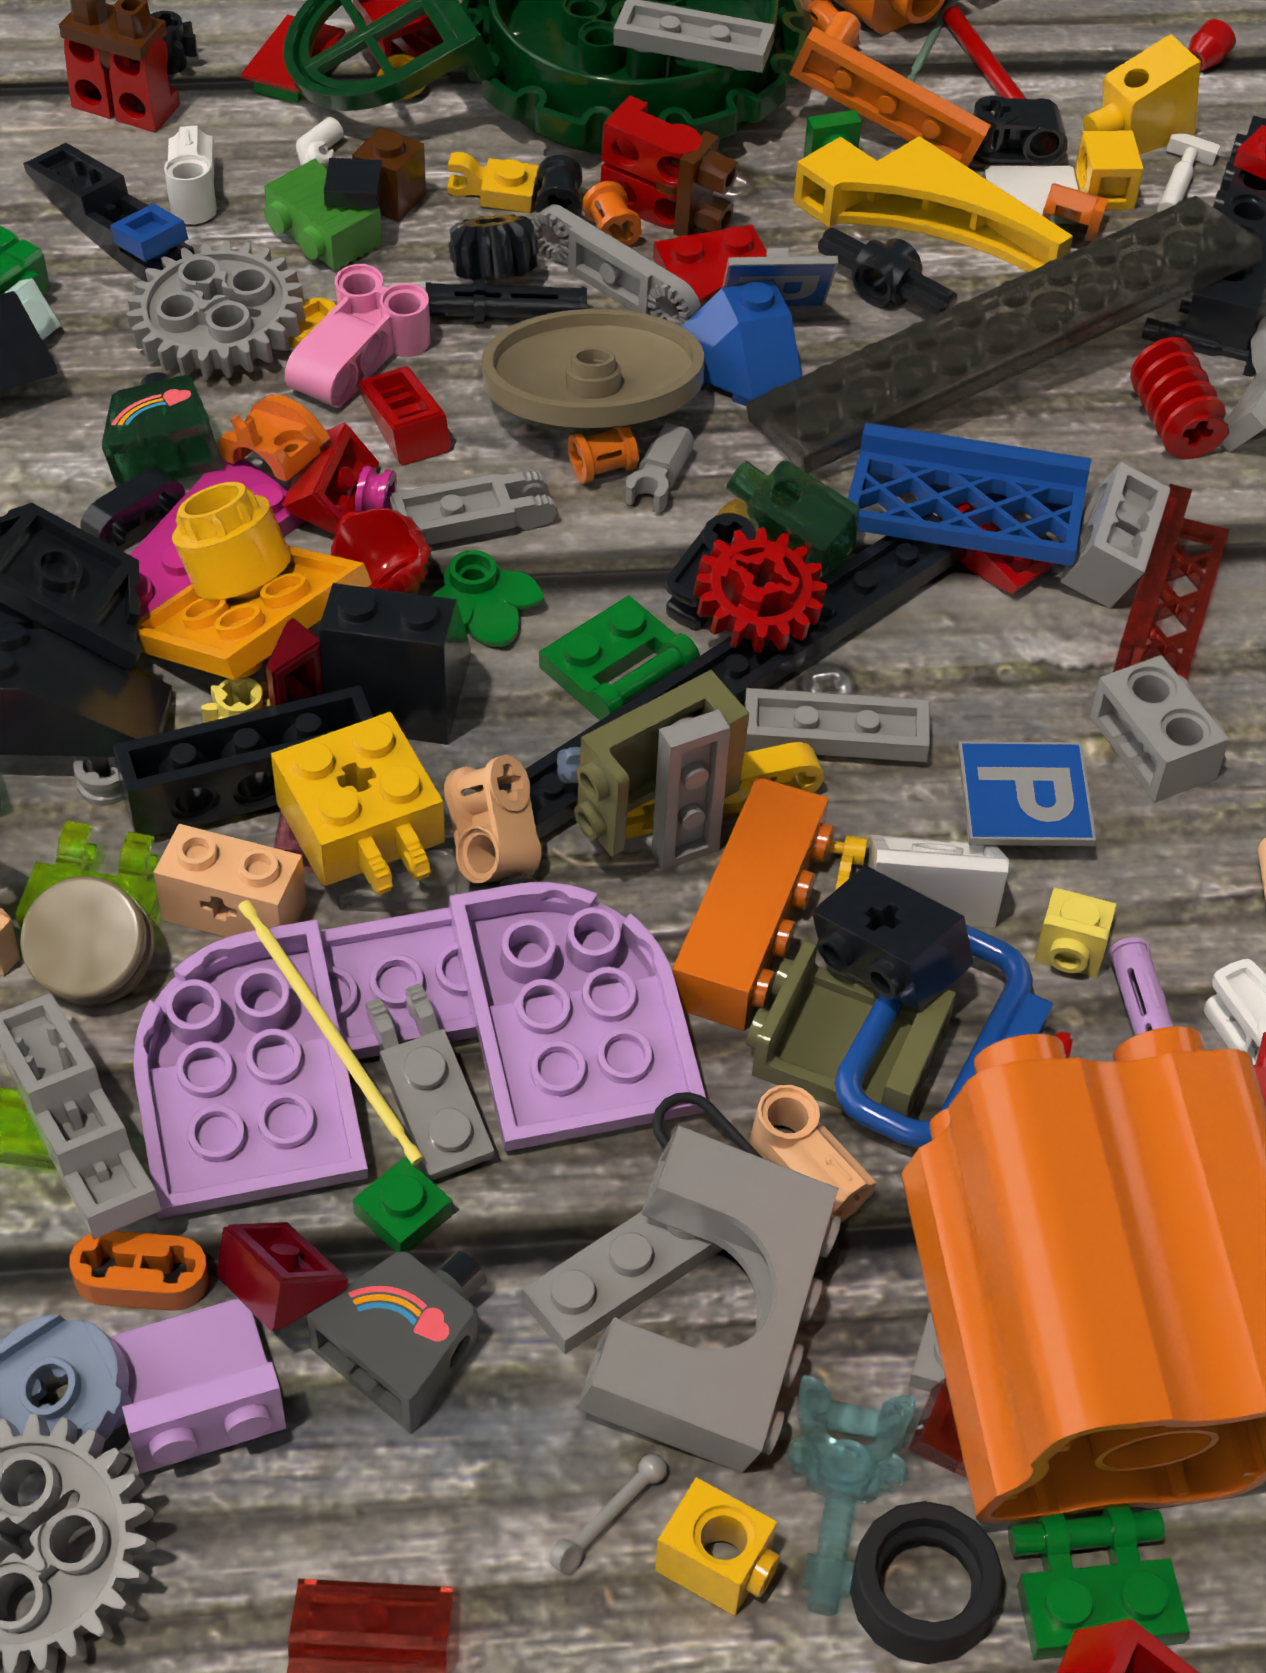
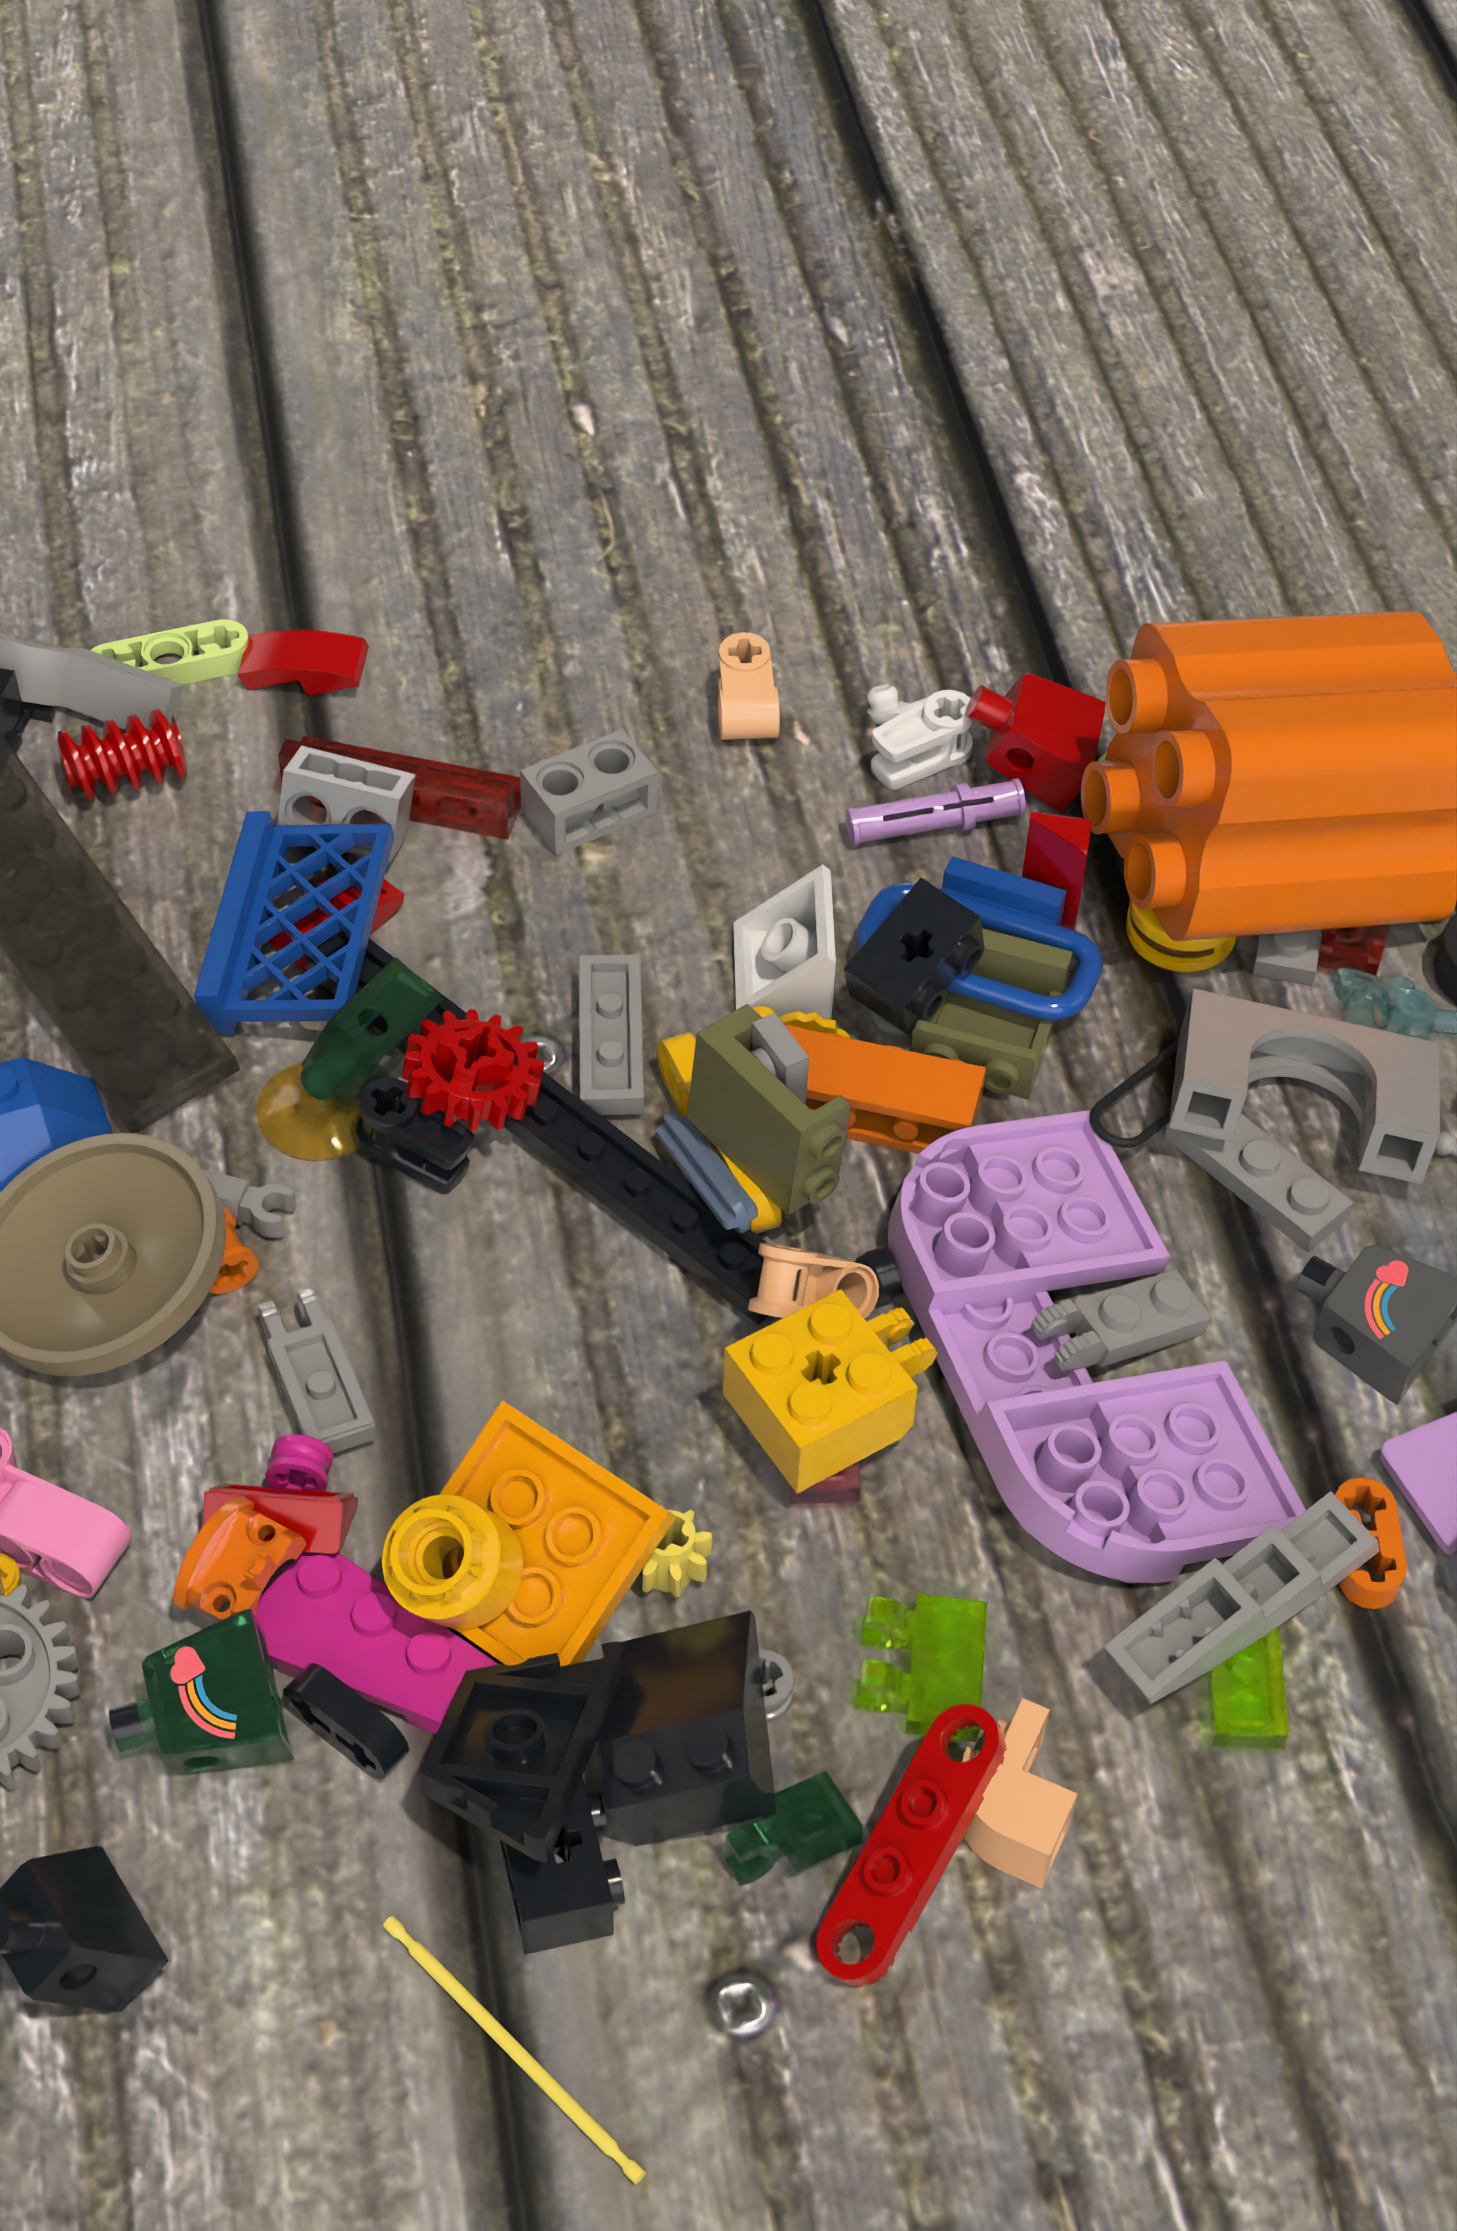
camera: 95 degrees left, 0 degrees up
(87, 941) = (1022, 1632): dark tan head -> none
(210, 874) = (918, 1517): light nougat brick -> none
(223, 763) = (757, 1520): black brick -> none
(276, 1272) = (1359, 1411): dark red slope -> none
(295, 665) = (655, 1464): dark red slope -> none
(331, 1033) = (1100, 1388): light yellow piece -> none
(387, 545) = (420, 1433): red hair -> none
(402, 652) = (599, 1376): black slope -> none
(403, 1206) = (1244, 1340): green plate -> none
(408, 421) = (148, 1432): red slope -> none
(488, 596) = (463, 1351): green plate -> none
(609, 646) = (520, 1240): green plate -> none
(811, 1148) = (1124, 1040): light nougat piece -> none
(1026, 793) = (688, 885): blue piece -> none
(1075, 932) = (846, 858): light yellow bracket -> none

